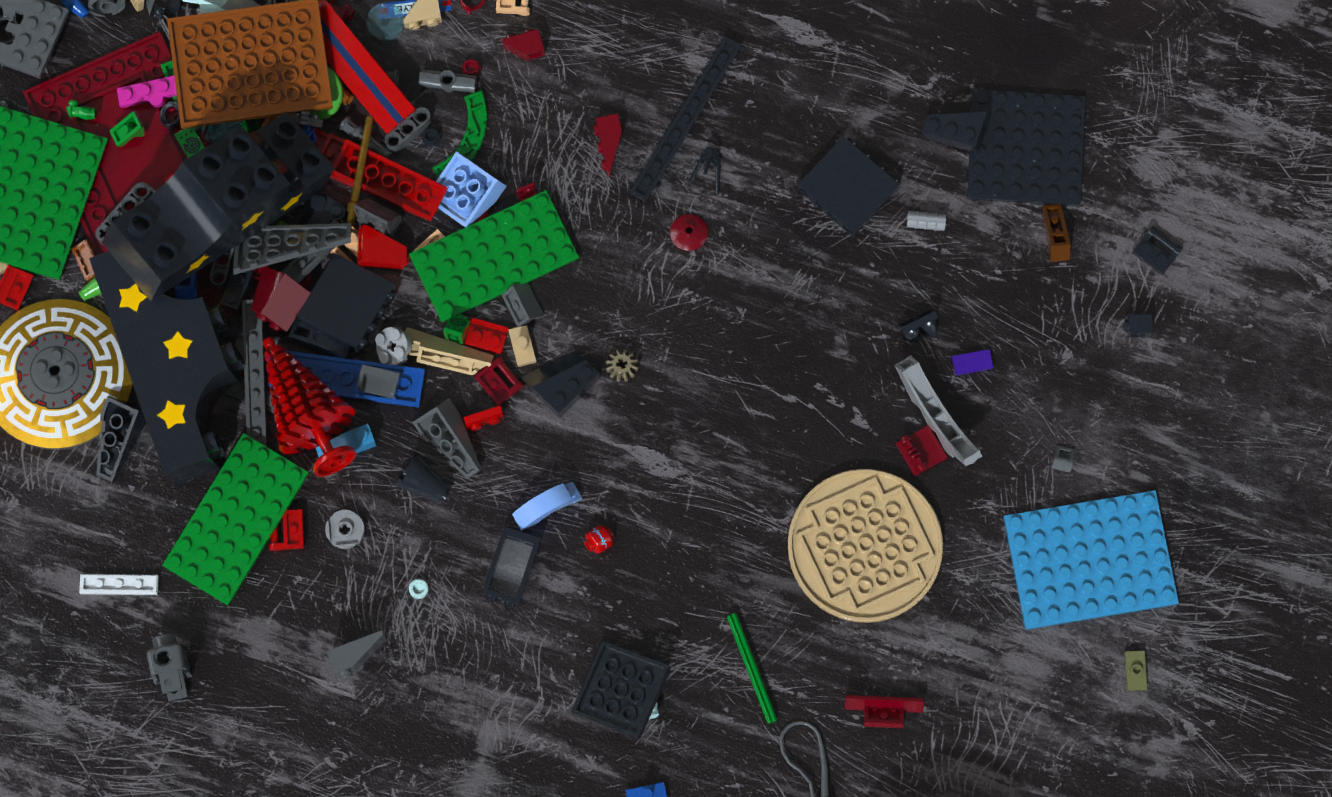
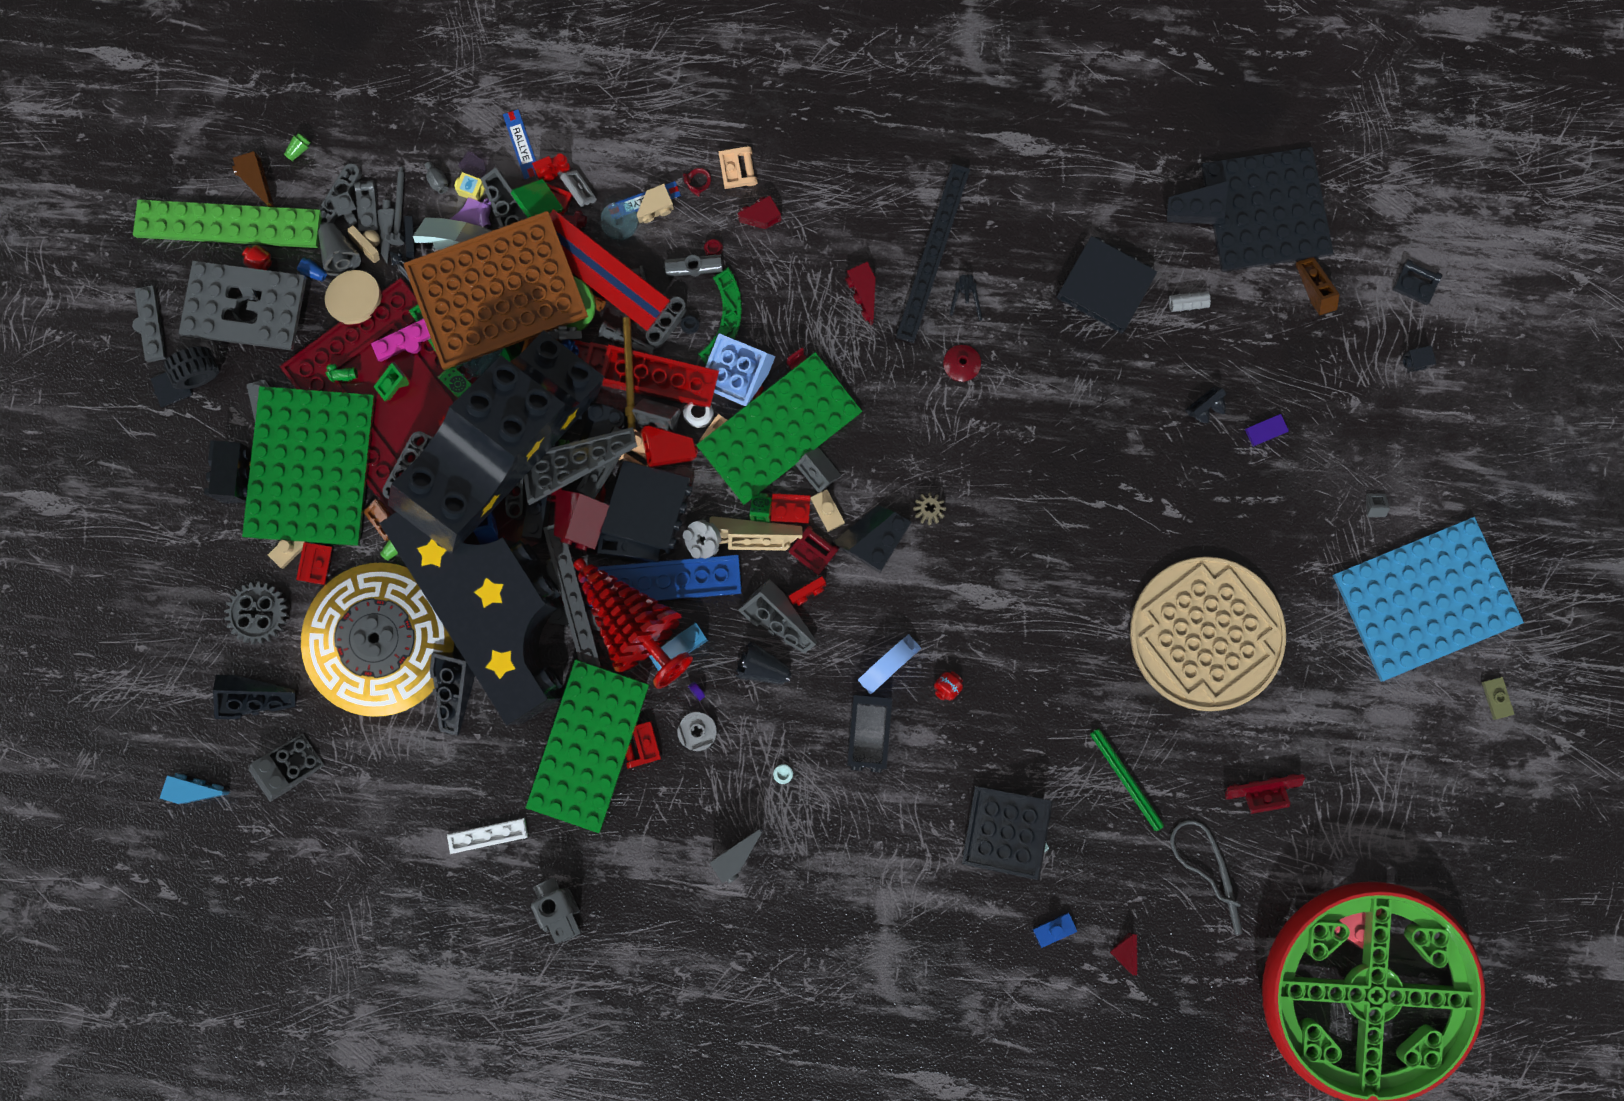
camera: 10 degrees left, 5 degrees up
(109, 39) = (353, 297): none -> tan tile
(163, 118) = (425, 365): black piece -> none
(353, 490) = (696, 690): none -> dark purple tile
(378, 381) = (696, 578): dark grey panel -> none
(418, 233) = (698, 422): none -> white piece
(921, 450) = (1239, 528): dark red hinge -> none
(934, 412) = (1248, 491): light grey arch -> none

